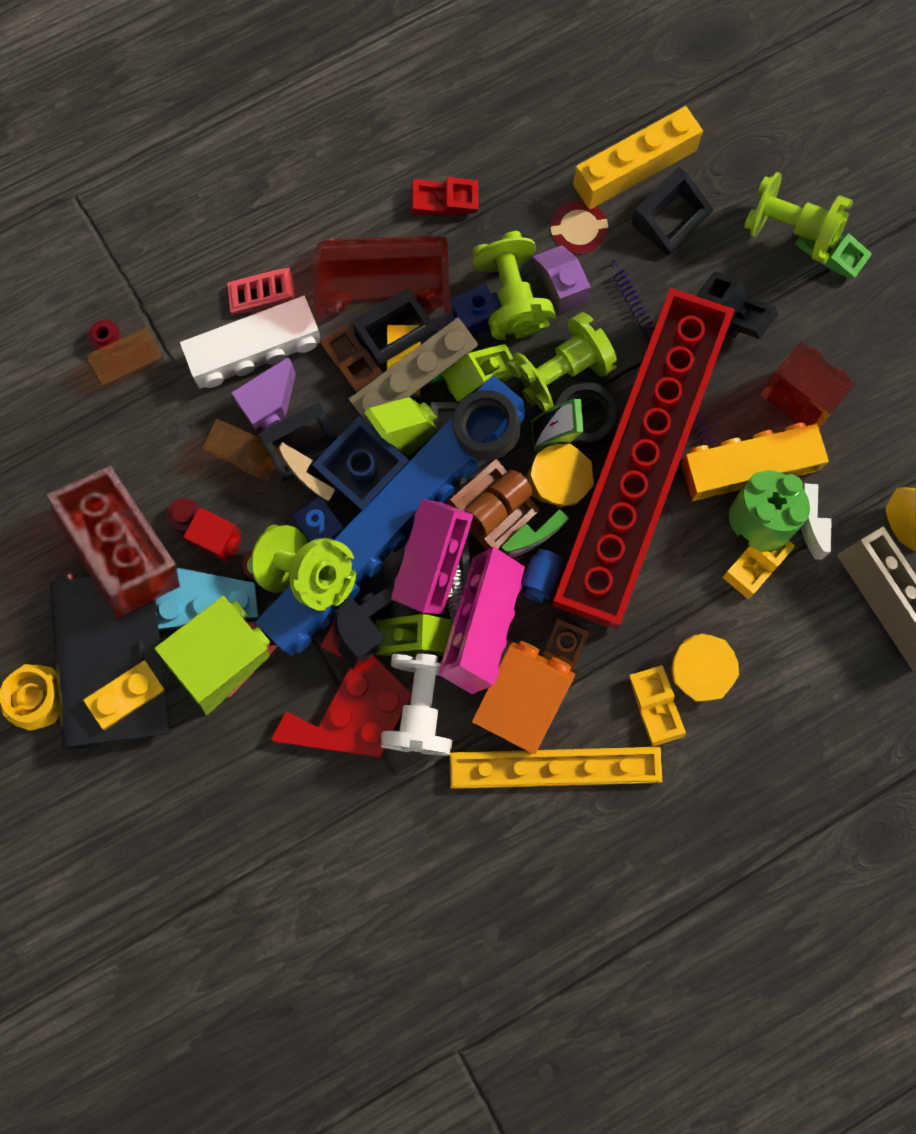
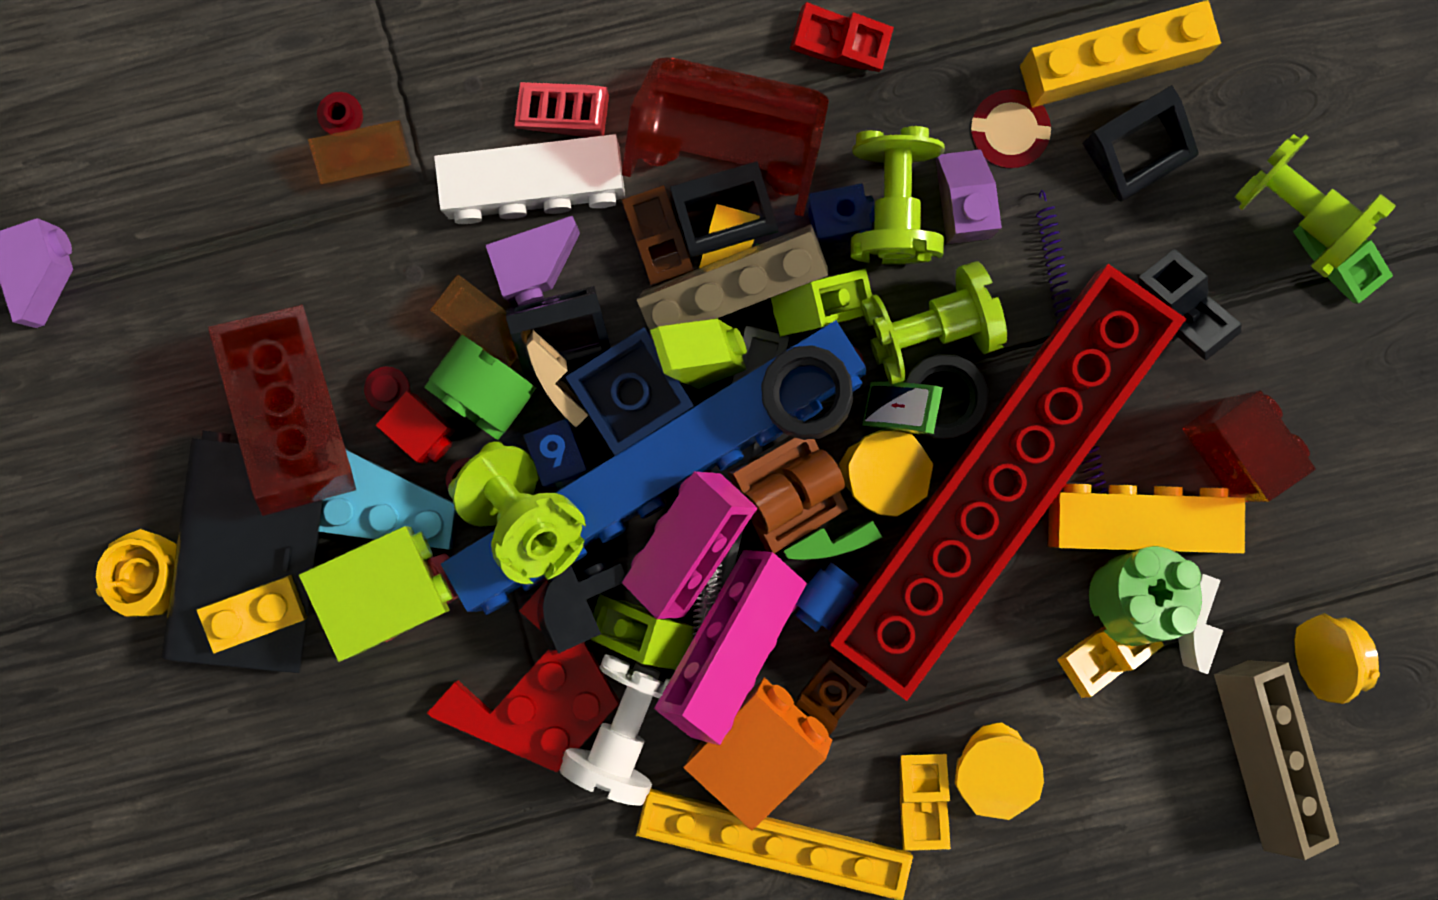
camera: 15 degrees right, 10 degrees up
(252, 489) = (480, 387): none -> bright green brick

